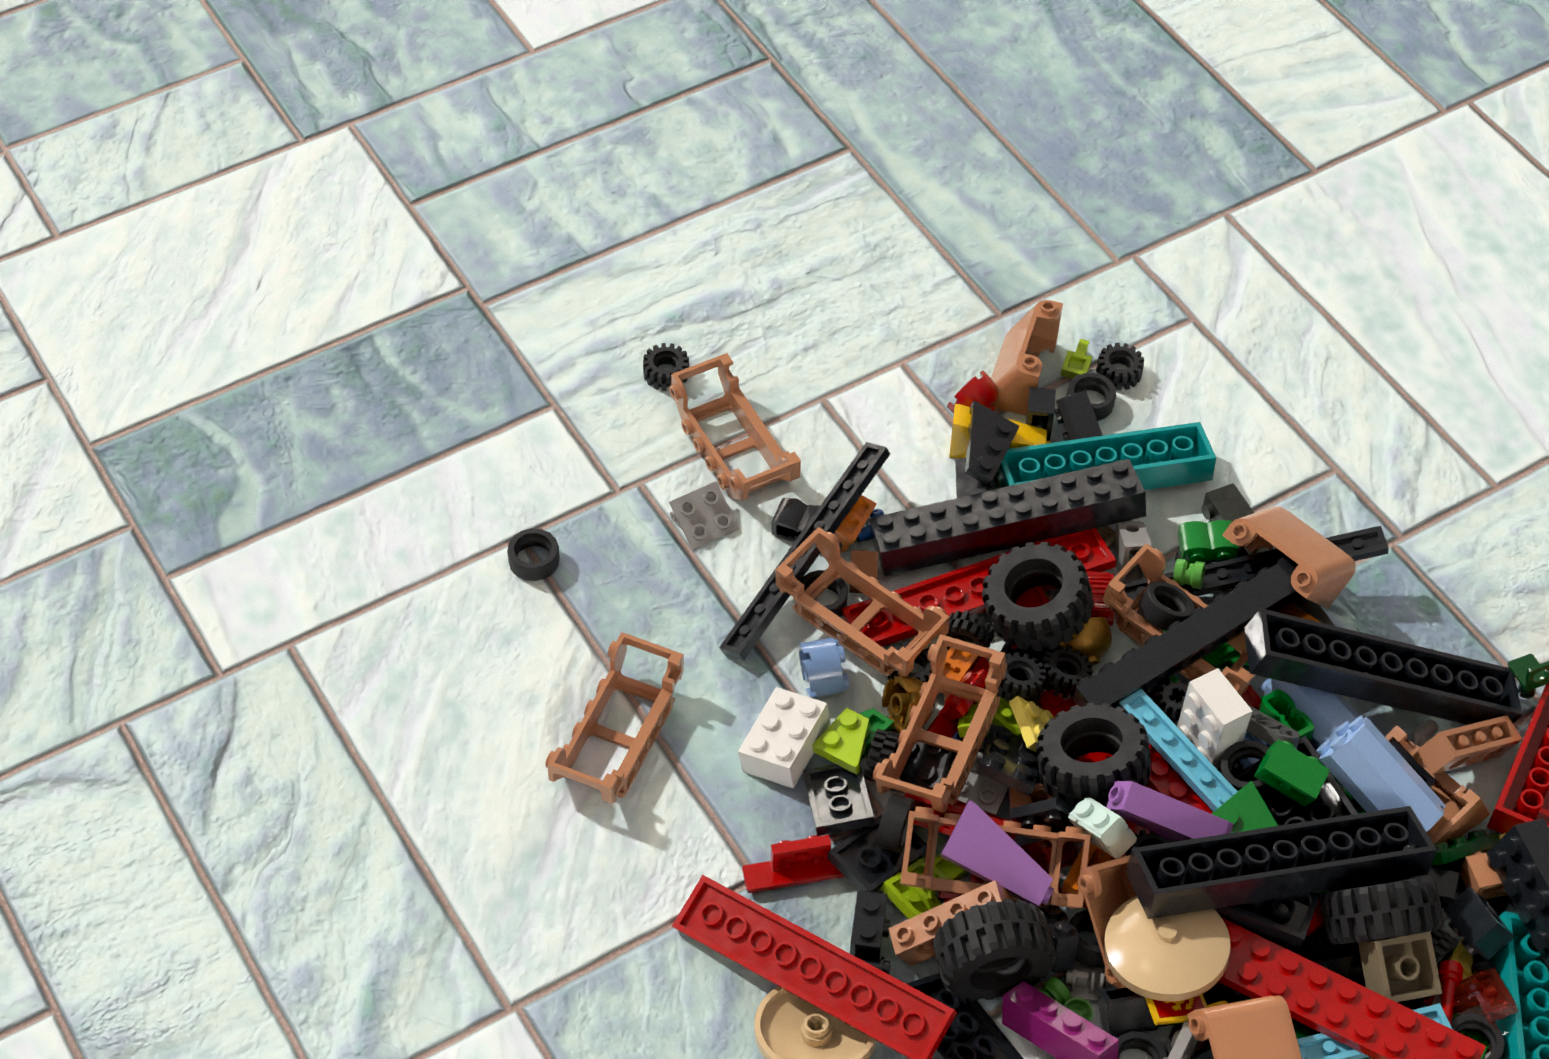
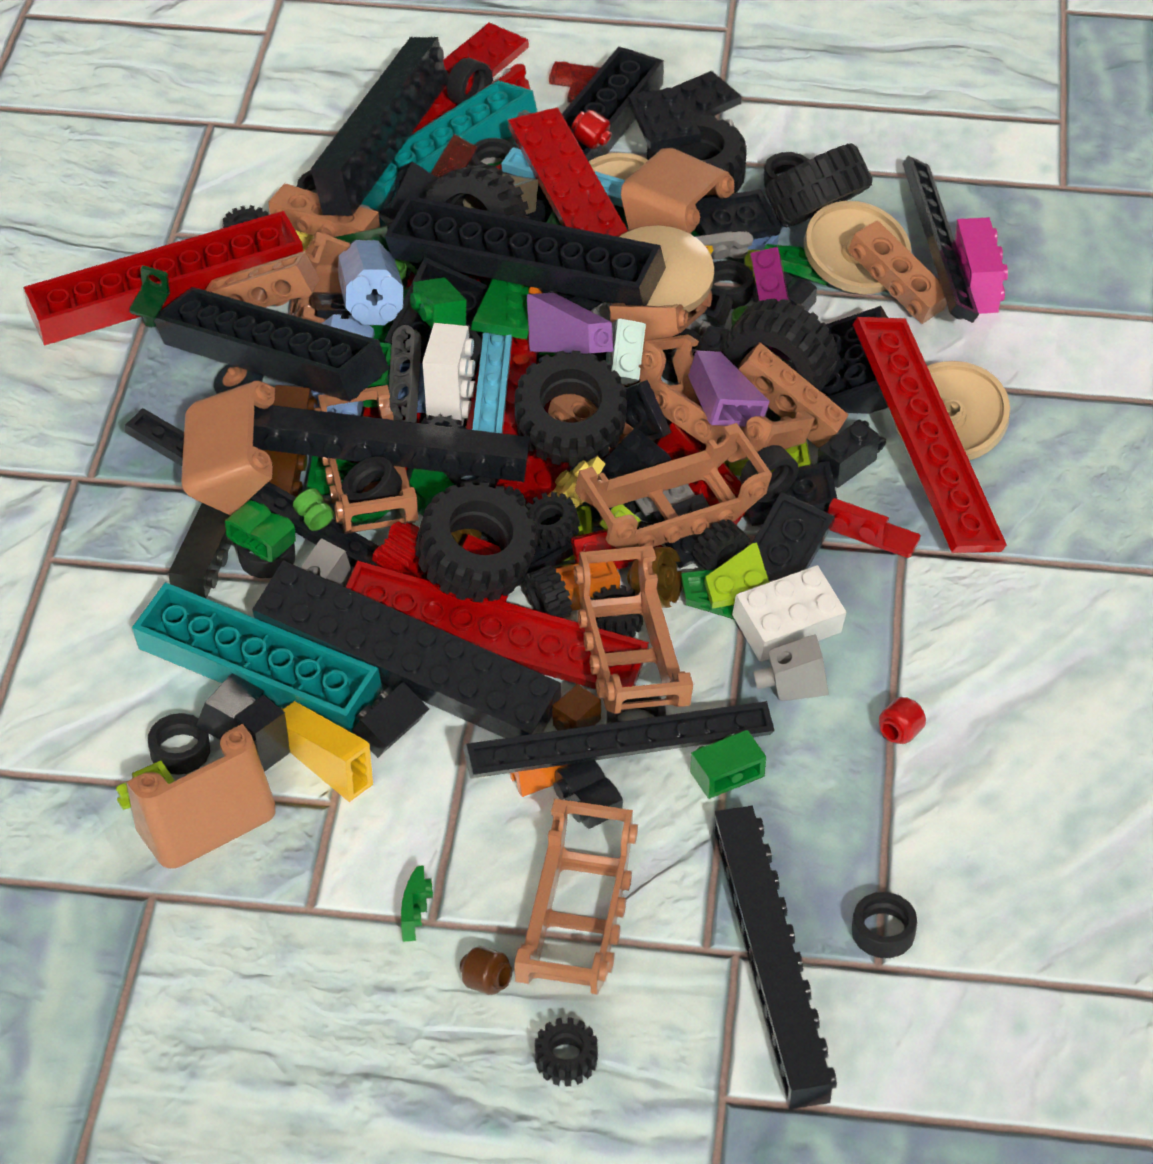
camera: 140 degrees left, 5 degrees down
(595, 494) = (772, 959): none -> black brick
(619, 782) = (963, 668): nougat windscreen -> none
(632, 705) = (902, 720): none -> red head
(703, 515) = (676, 858): light grey hinge -> none
(728, 598) = (727, 764): none -> green brick
(737, 691) = (795, 670): none -> light grey torso
(756, 378) = (486, 970): none -> reddish brown head
(822, 667) = (704, 639): medium blue brick -> none
(841, 391) = (414, 902): none -> green slope
(981, 390) = (296, 802): red cylinder -> none
(988, 442) = (349, 712): black wing -> none
(1124, 356) = (113, 741): black tyre -> none

